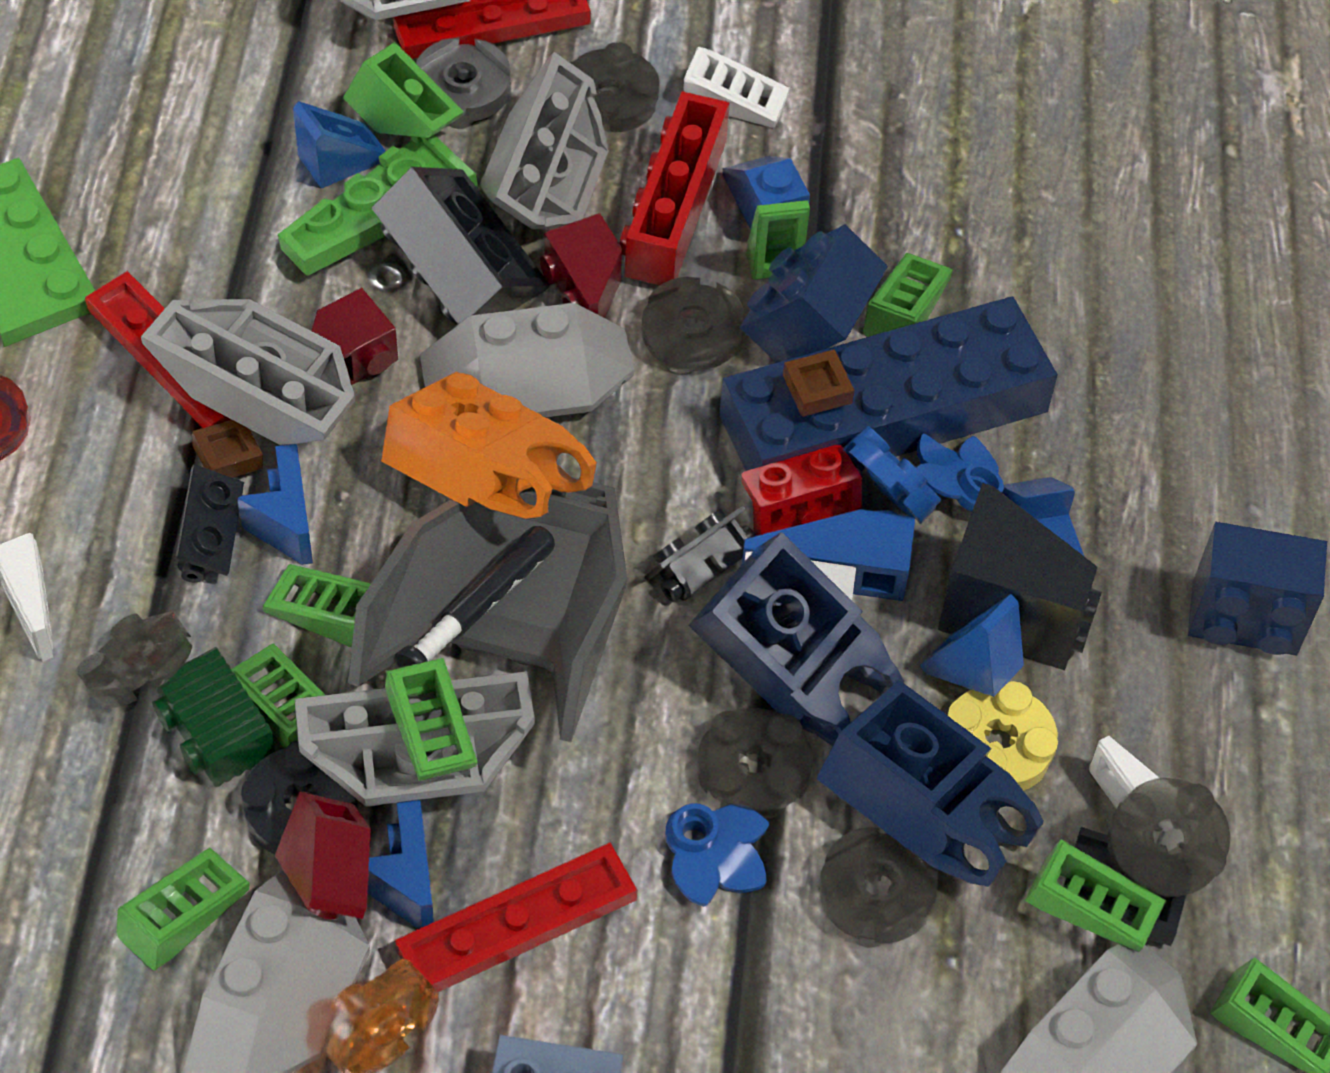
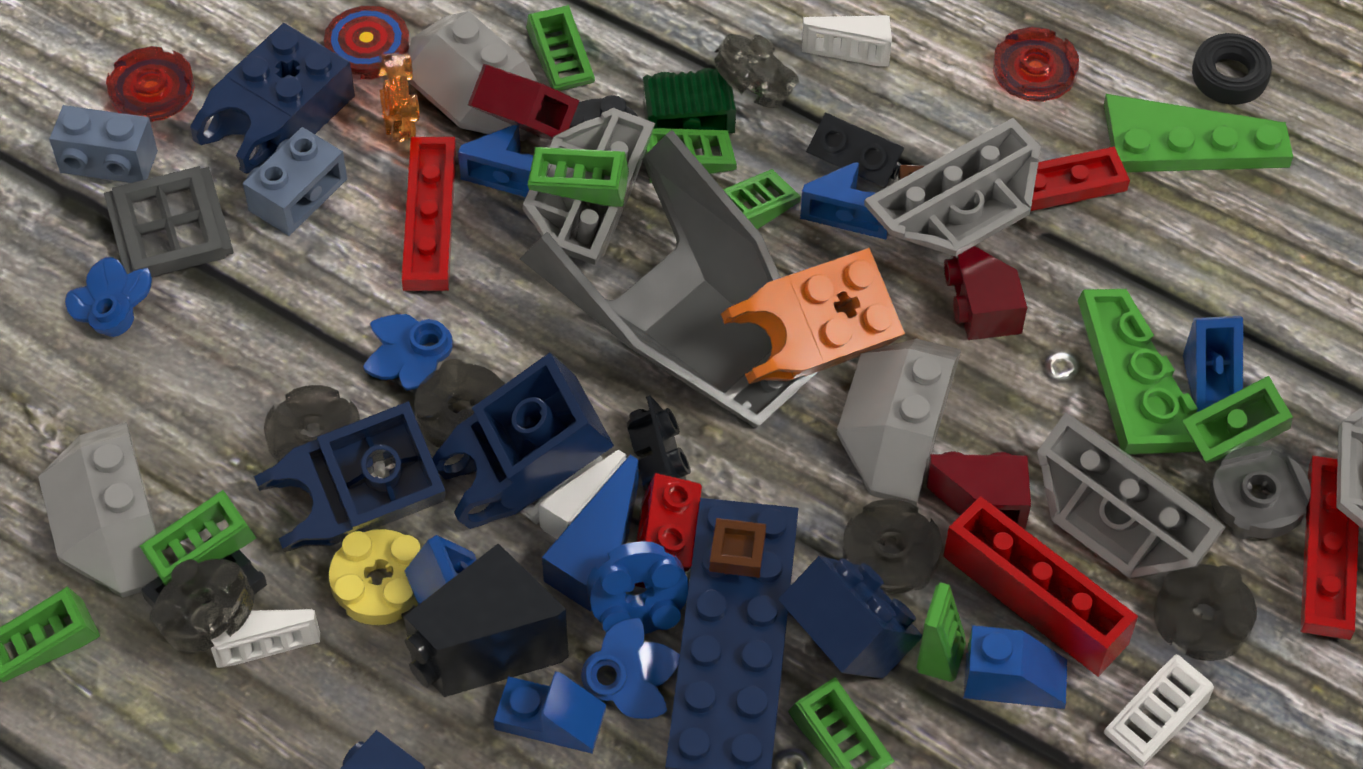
camera: 120 degrees right, 0 degrees up
(457, 243) = (1029, 391): slope -> none
(482, 595) = (691, 280): black piece -> none

